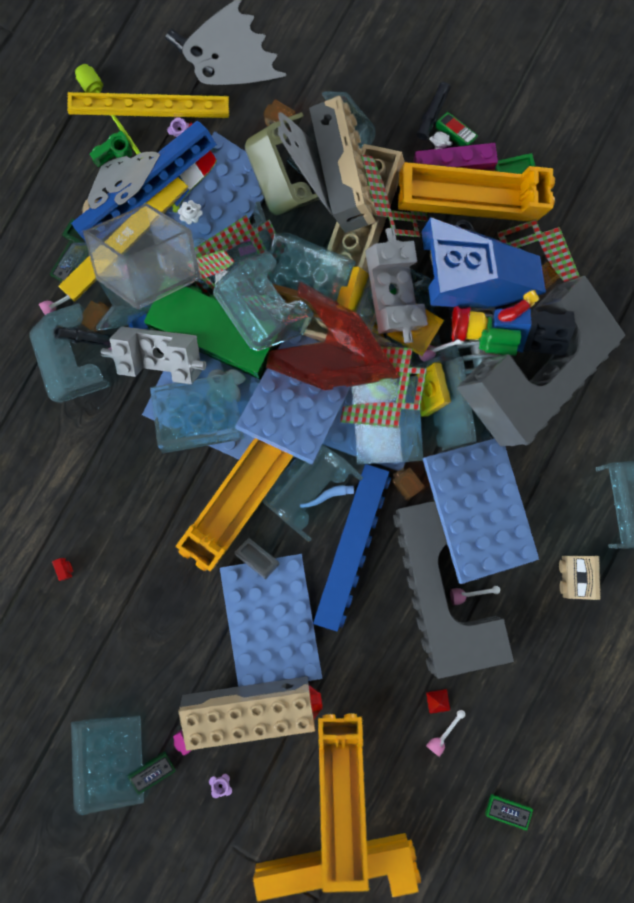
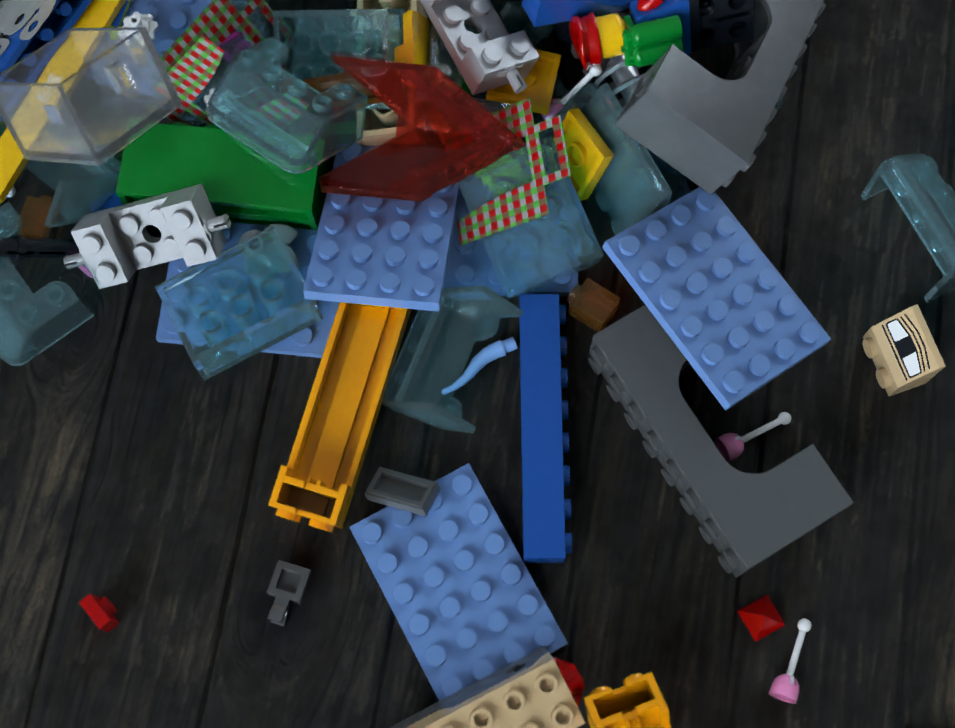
camera: 15 degrees left, 10 degrees down
(173, 590) = (288, 586): none -> dark grey plate

